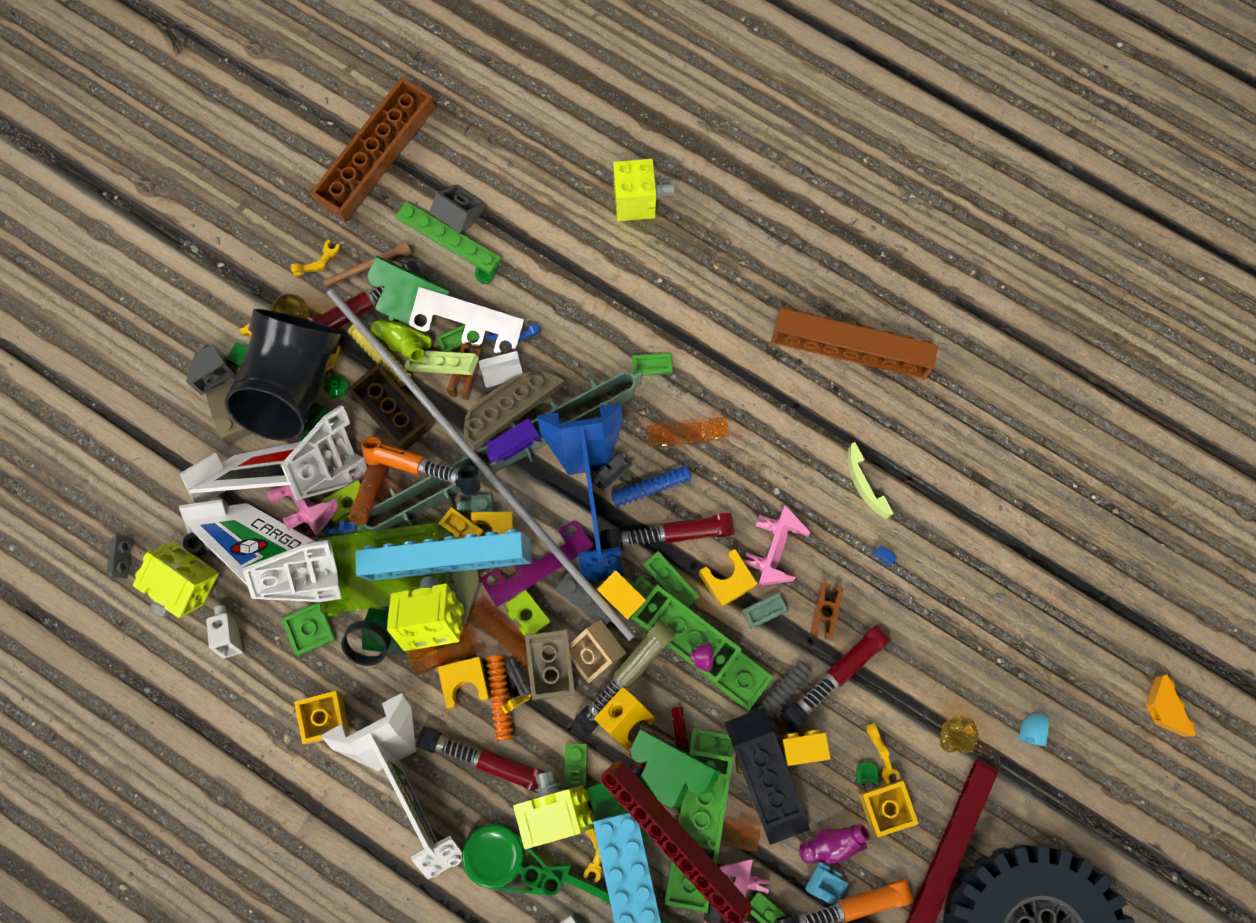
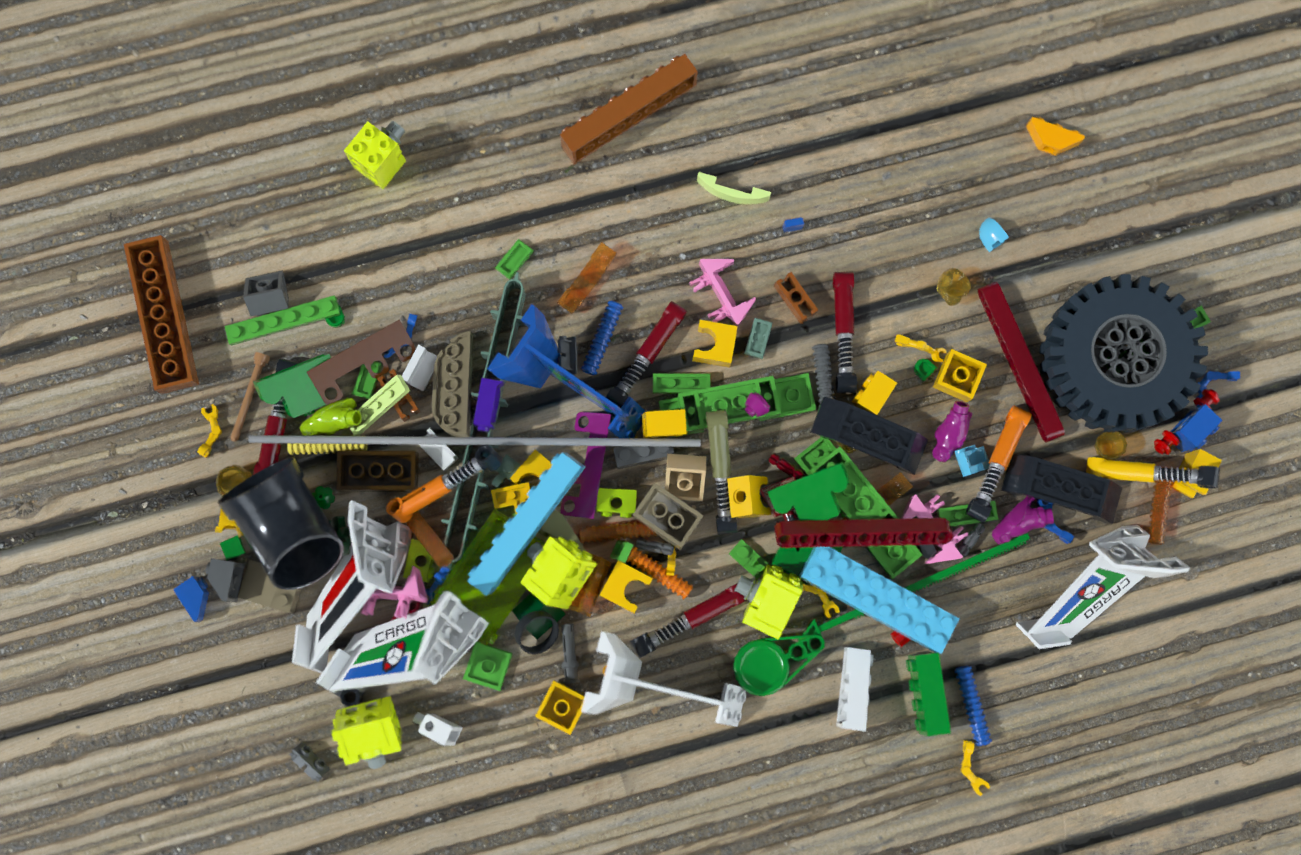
camera: 55 degrees left, 5 degrees up
(175, 360) = (193, 597): none -> blue slope
(364, 693) = (570, 664): none -> dark grey pin
(446, 446) = (439, 453): none -> white panel
(489, 653) = (621, 551): none -> bright green tile

